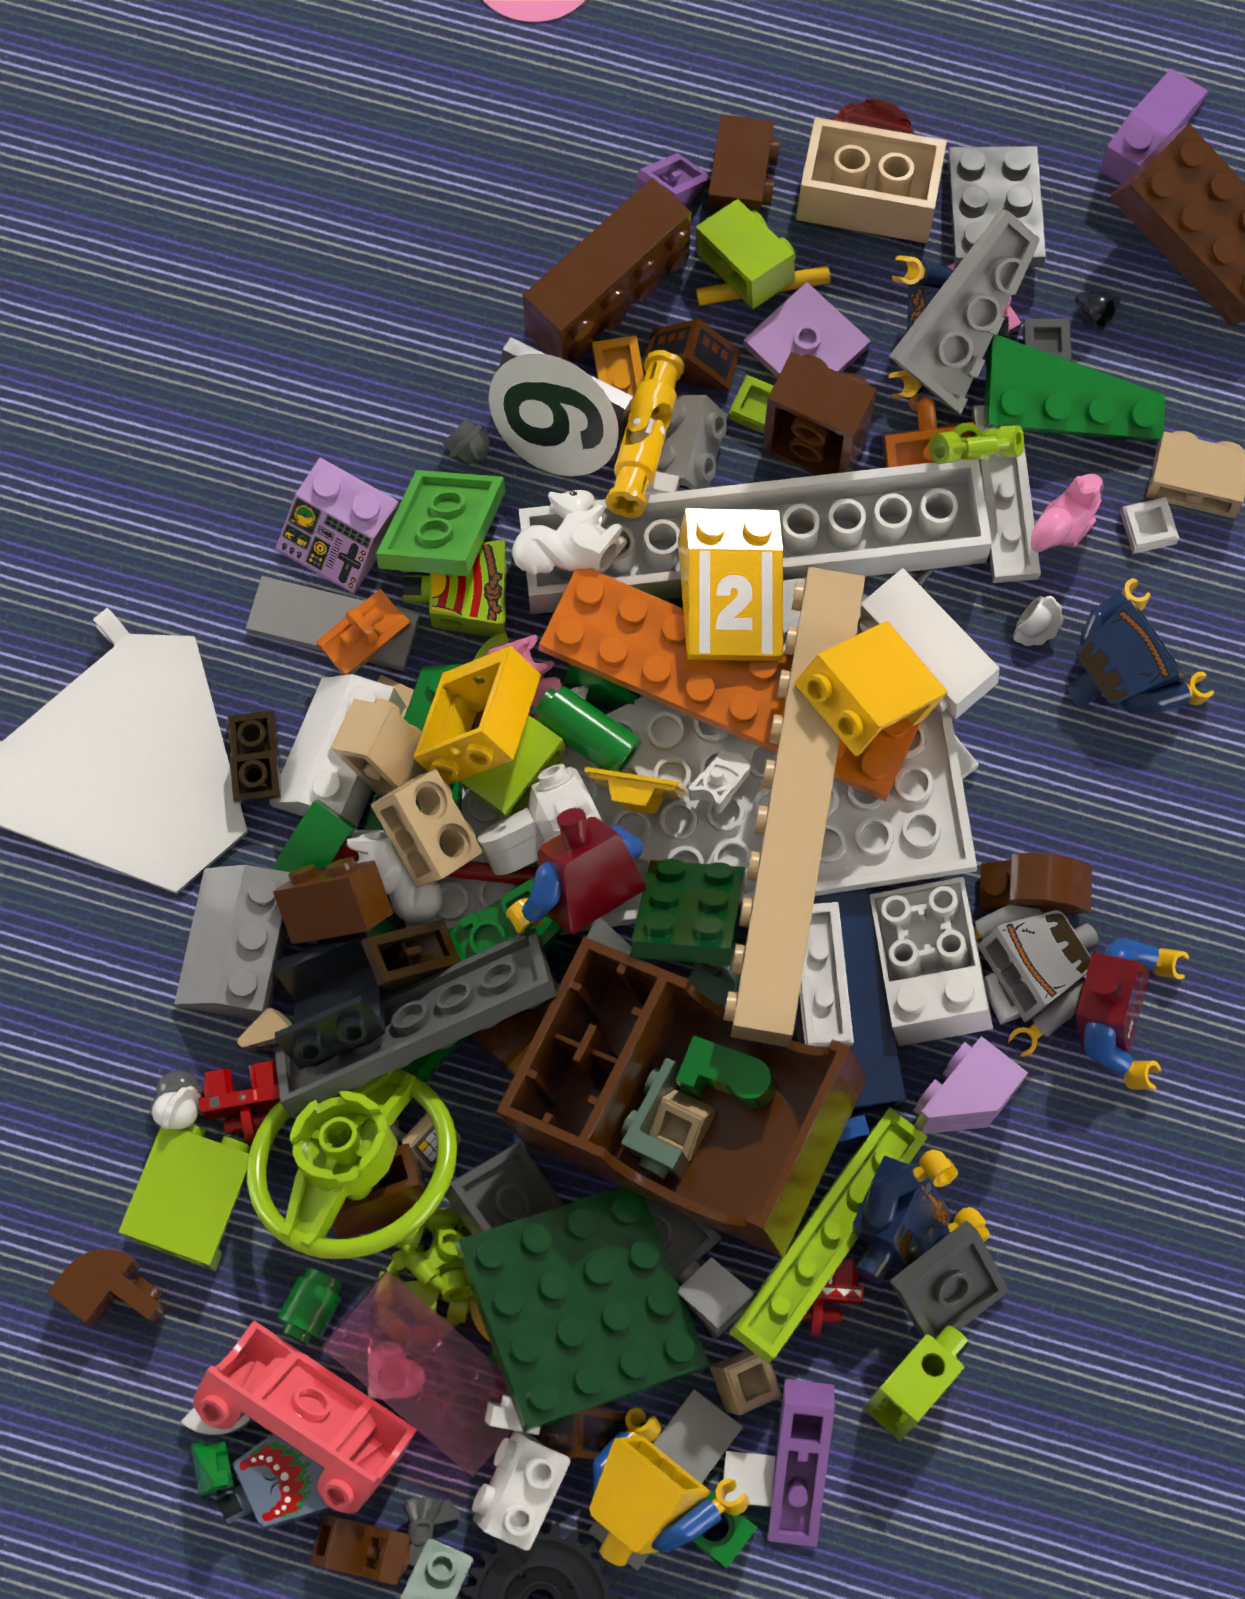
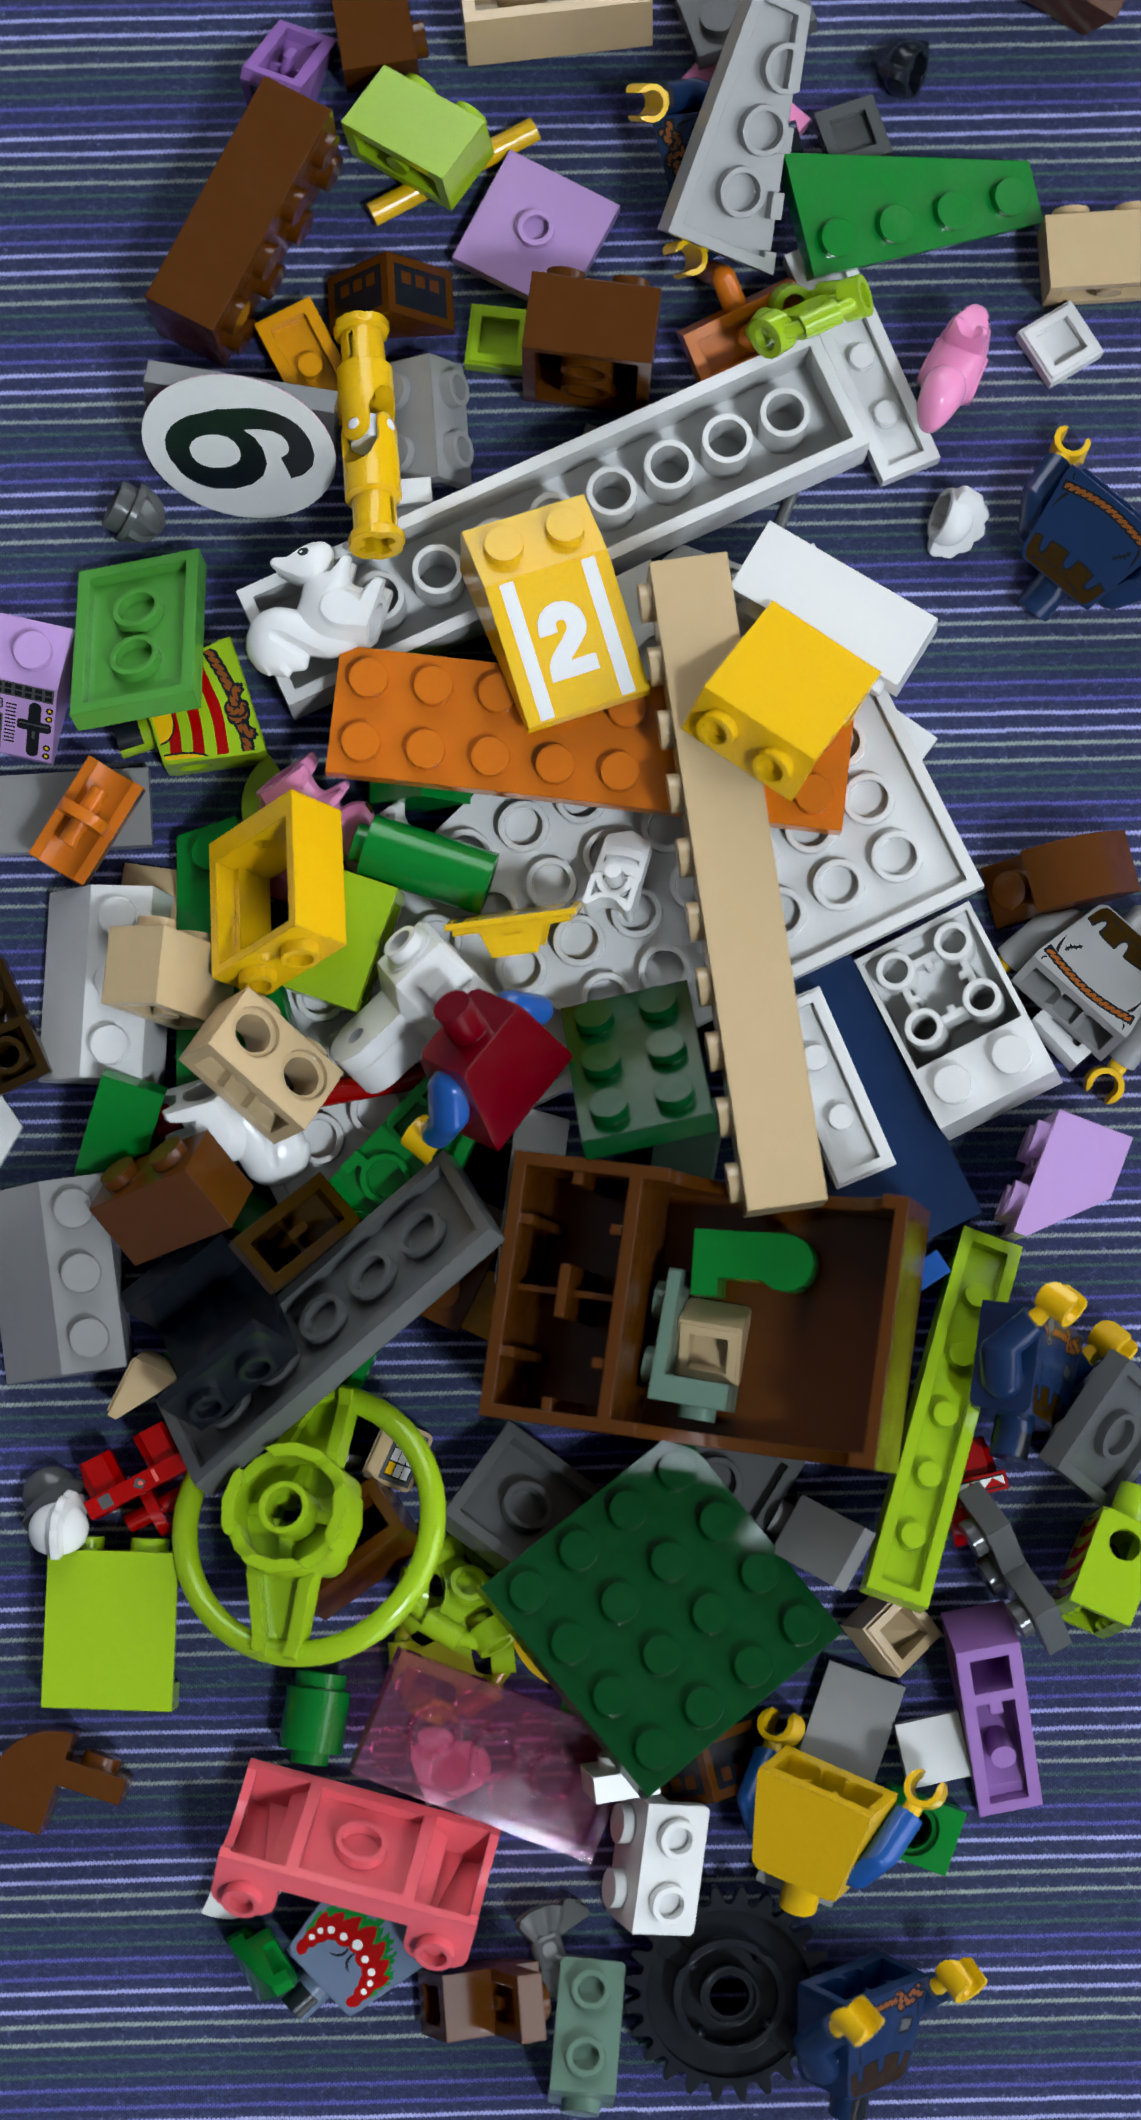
camera: 20 degrees left, 10 degrees up
(841, 1357) = (1006, 1570): none -> dark grey plate

